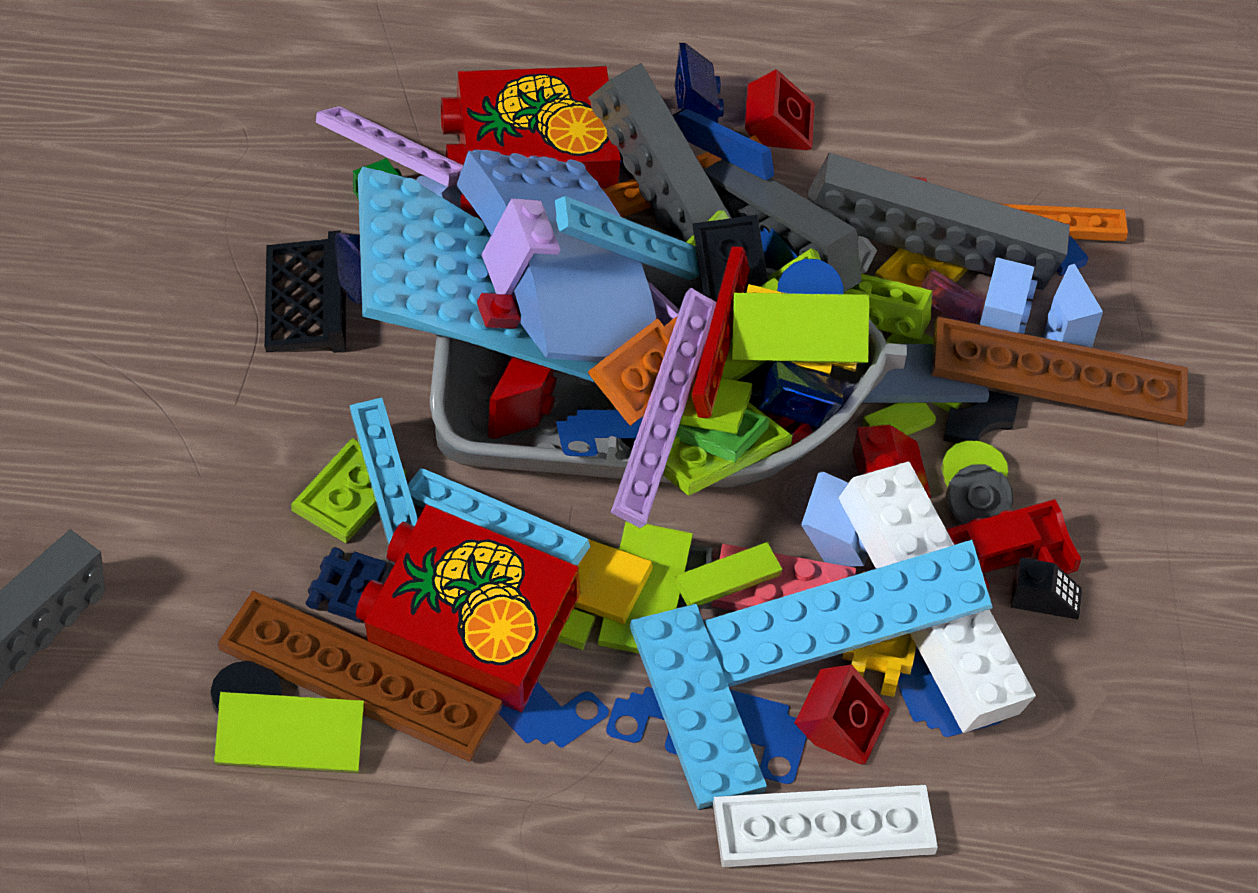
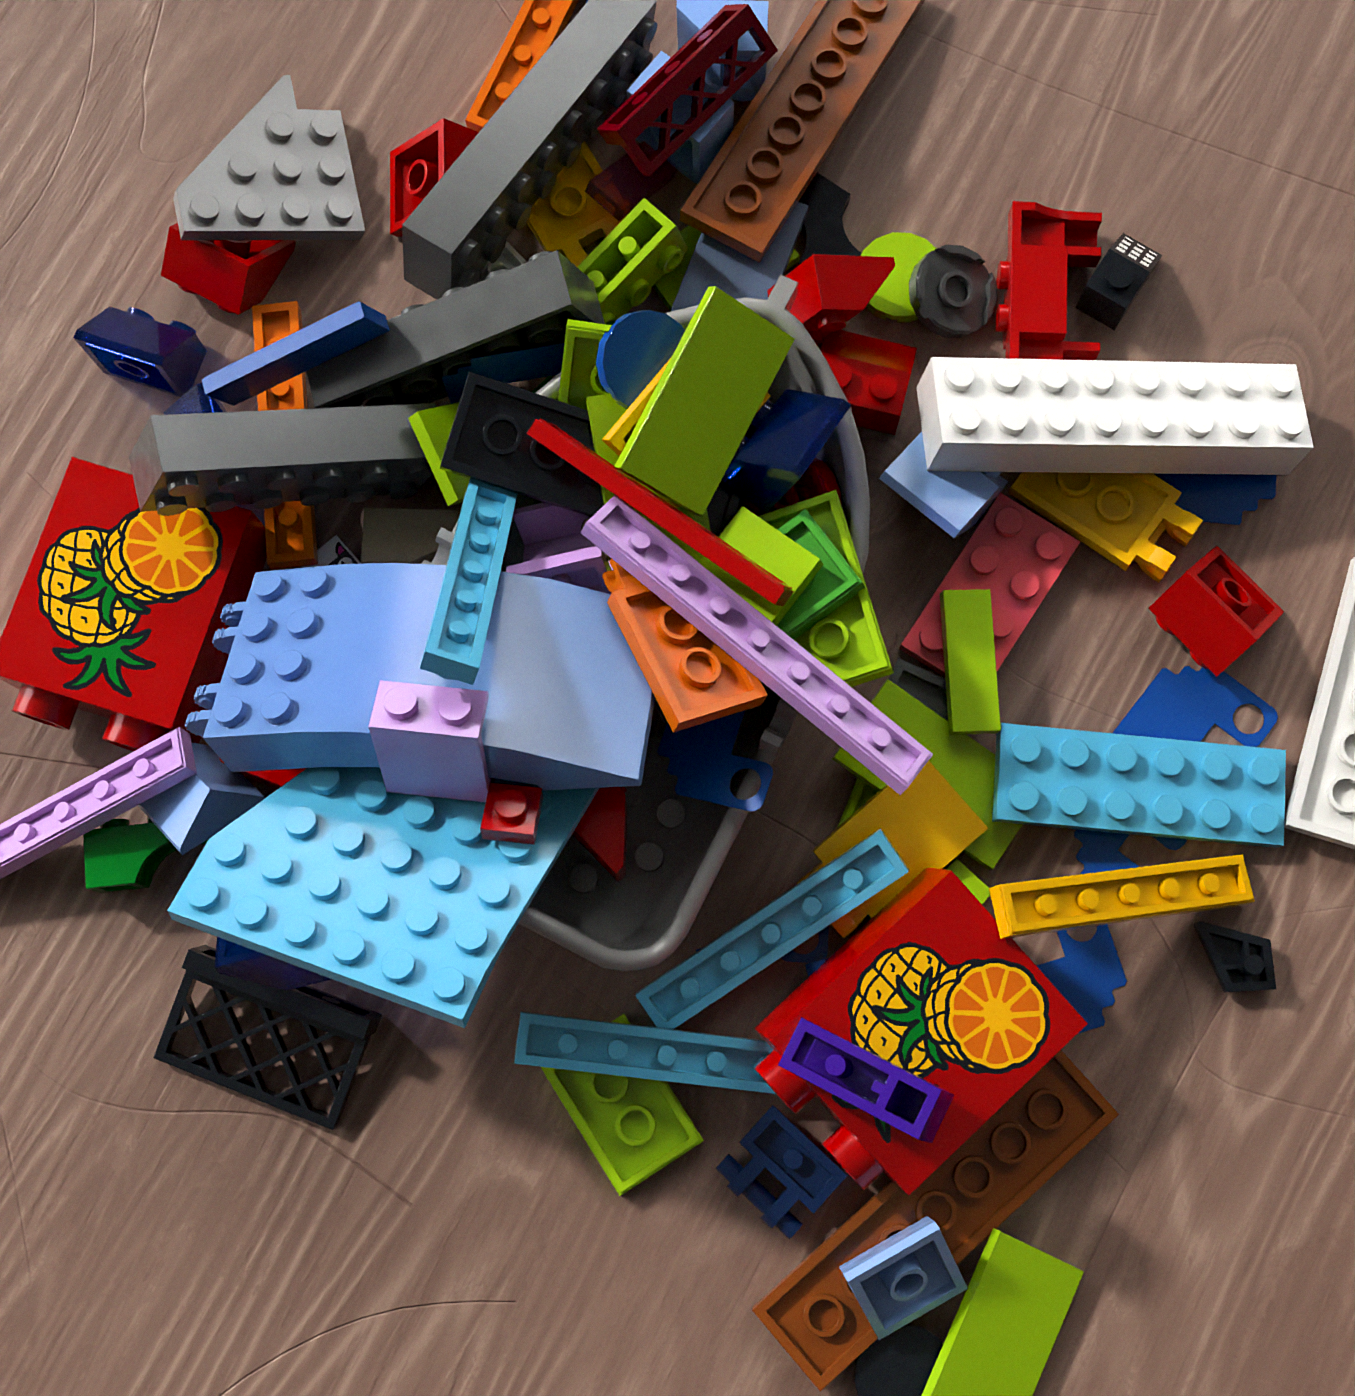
camera: 55 degrees left, 25 degrees up
(312, 651) = (904, 1277): none -> light blue slope
(425, 561) = (866, 1081): none -> dark purple slope
(608, 802) = (1238, 958): none -> black piece
(615, 696) = (1120, 895): none -> yellow tile
(842, 112) = (274, 178): none -> light grey wing
(849, 613) = (1116, 536): medium azure plate -> none
(928, 415) = (835, 289): none -> red slope
(1015, 271) = (677, 75): none -> dark red fence

